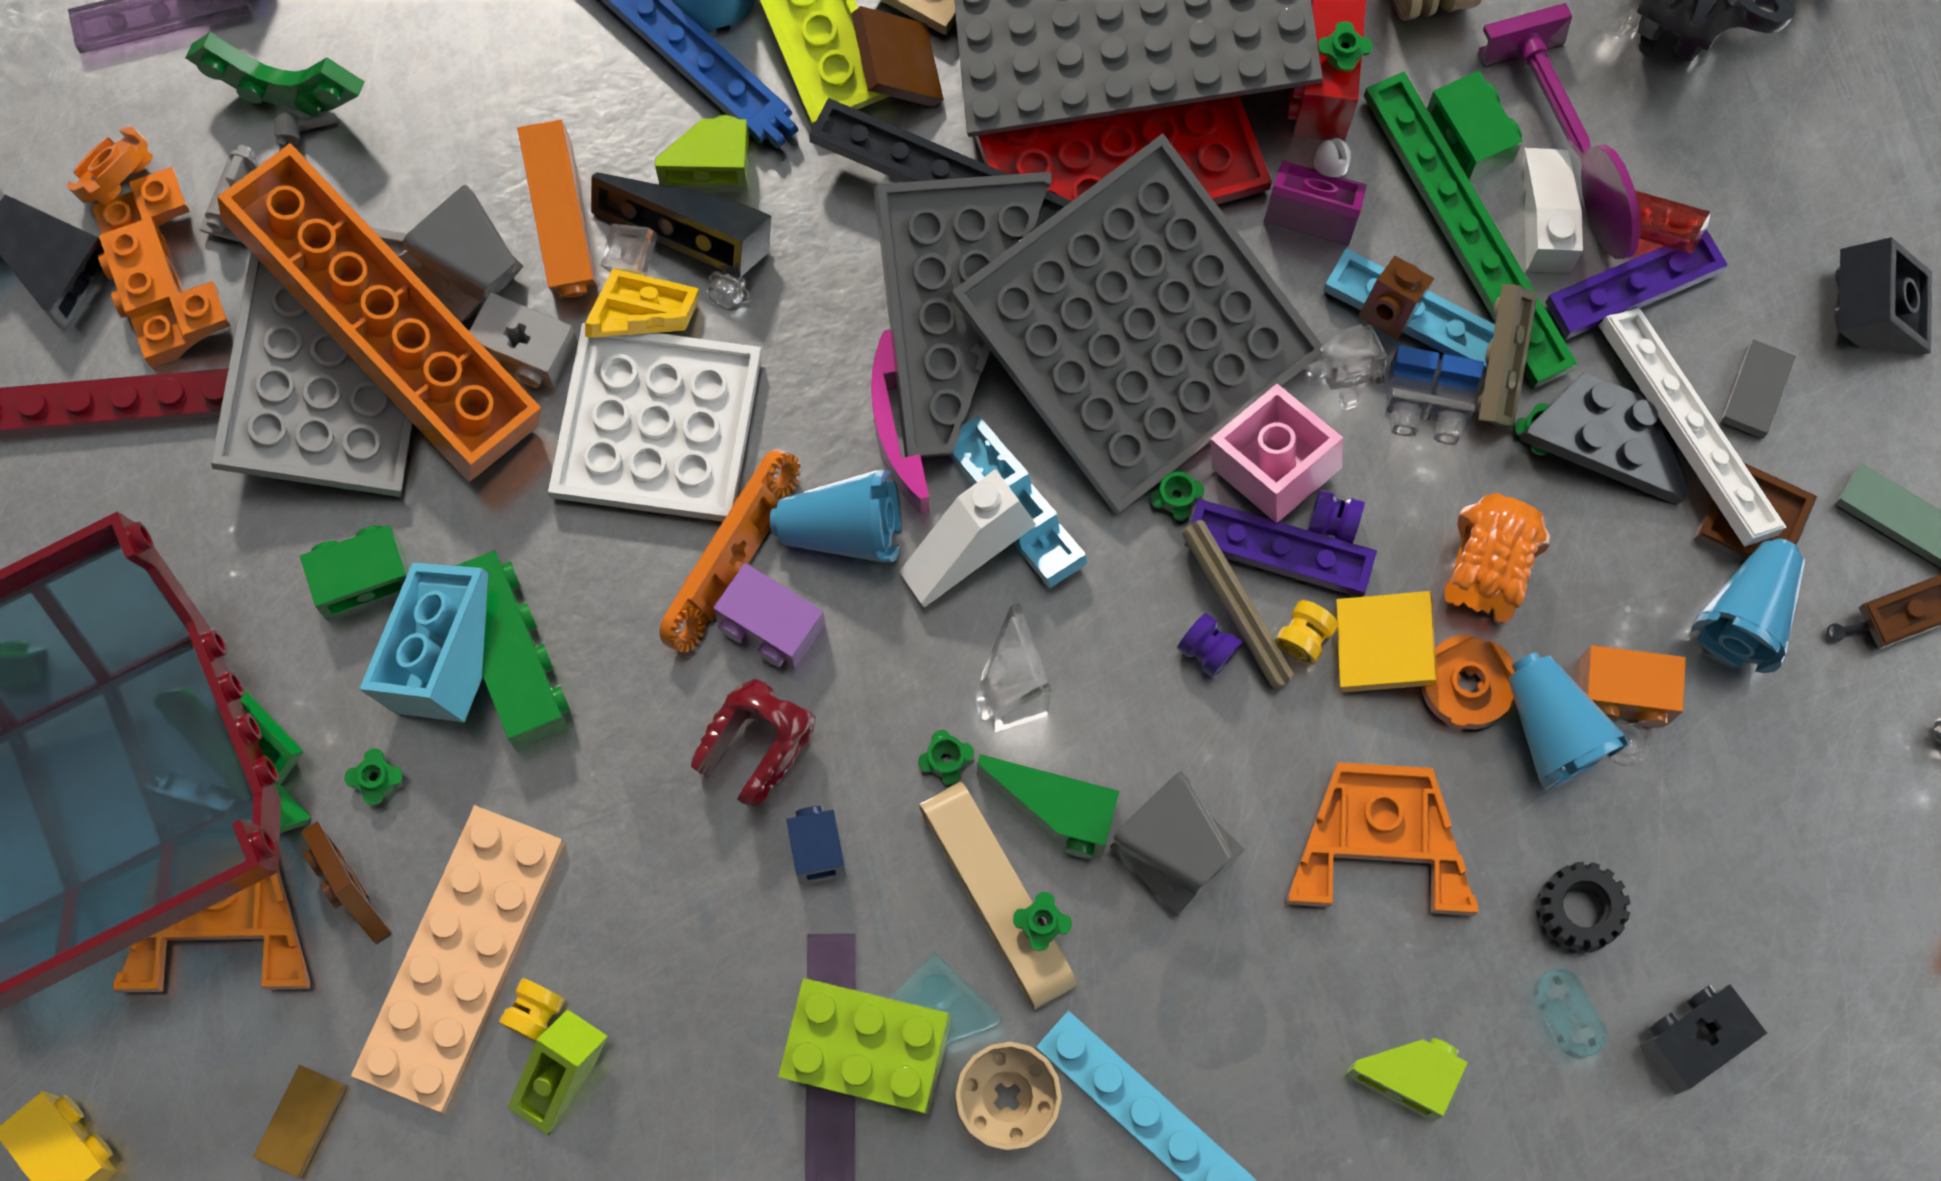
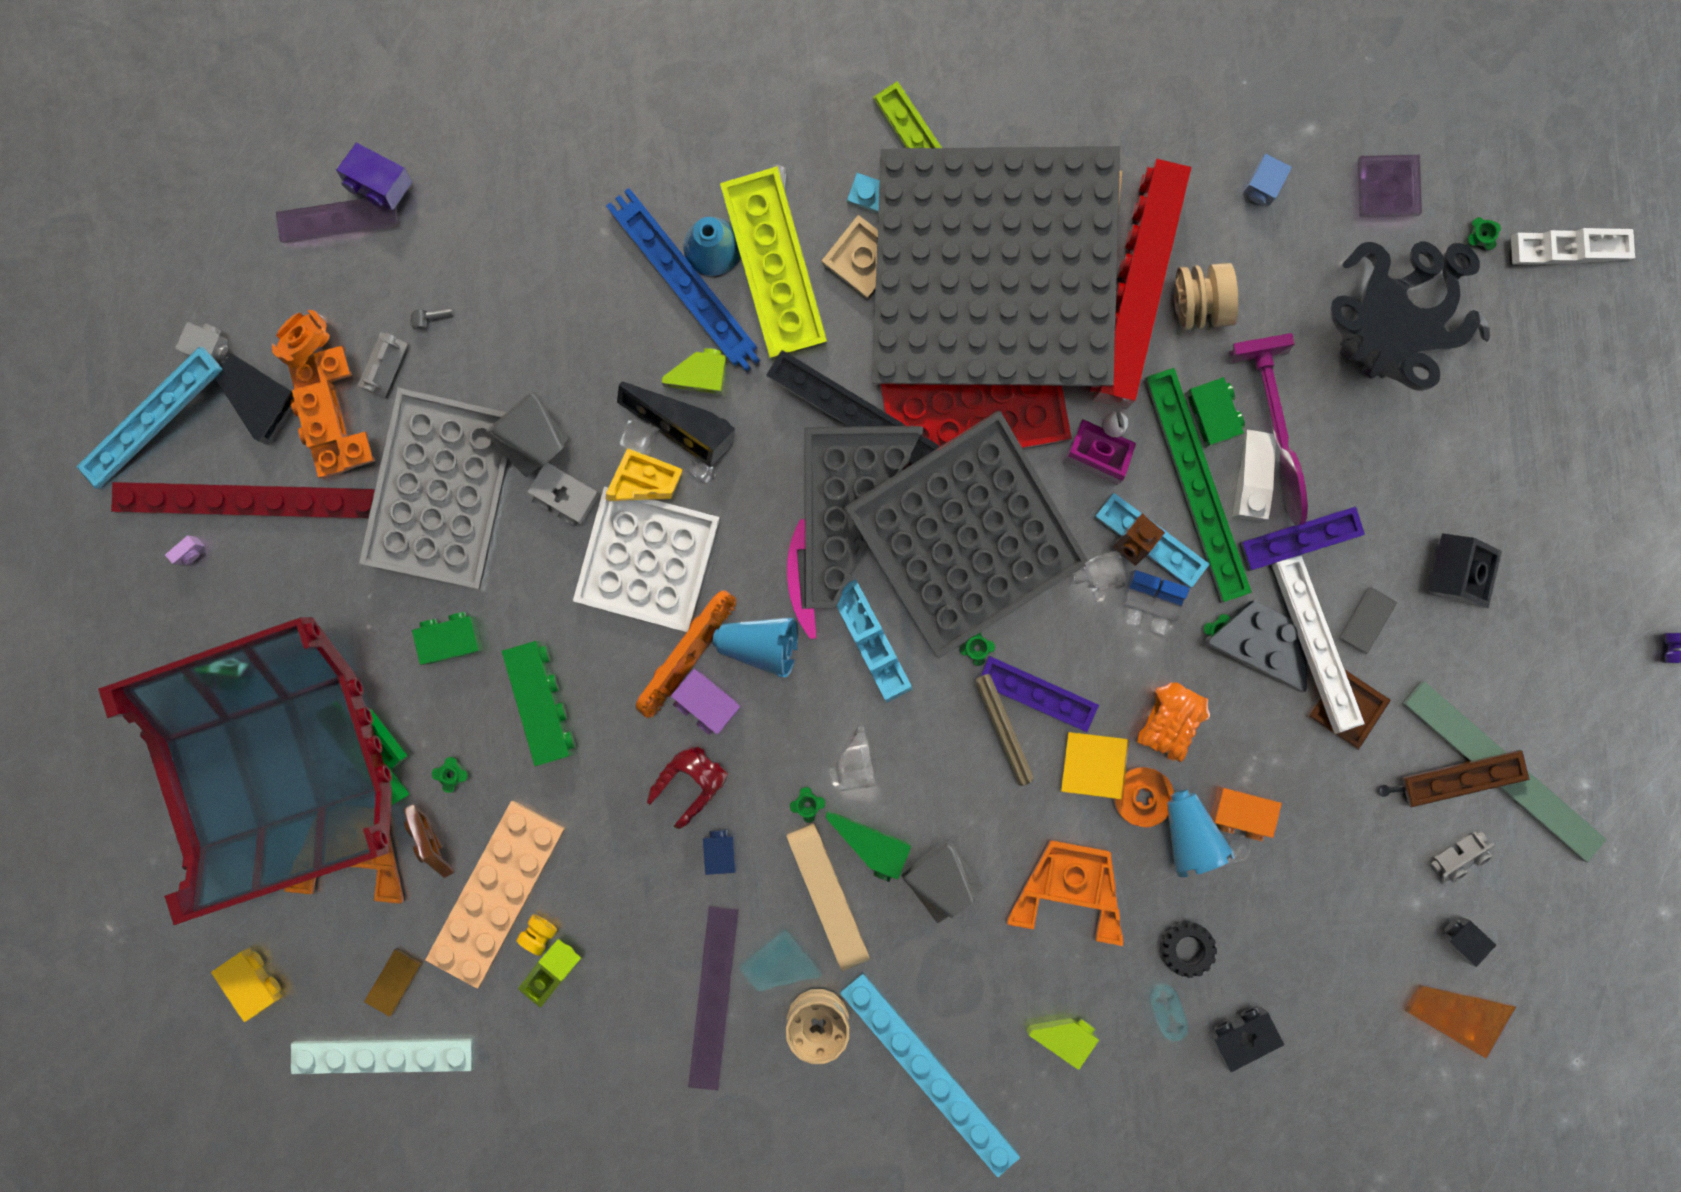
camera: 10 degrees right, 15 degrees up
(308, 90) = (434, 297): green plate -> none
(379, 312) = (471, 471): orange brick -> none
(432, 644) = (492, 698): medium azure slope -> none
(557, 207) = (594, 403): orange slope -> none
(866, 1045) = (736, 987): lime brick -> none
(897, 56) = (832, 318): reddish brown tile -> none
(966, 537) = (837, 667): white slope -> none
(1042, 935) = (850, 933): green plate -> none
(1209, 644) = (983, 754): dark purple wheel -> none
(1277, 453) = (1044, 634): bright pink brick -> none
(1306, 632) = (1045, 753): yellow wheel -> none
(1325, 515) = (1070, 676): dark purple wheel -> none
(1340, 57) = (1123, 365): green plate -> none
(1507, 355) = (1205, 585): dark tan plate -> none
(1671, 222) = (1329, 498): clear red plate -> none
(1755, 609) = (1334, 773): dark azure cone -> none

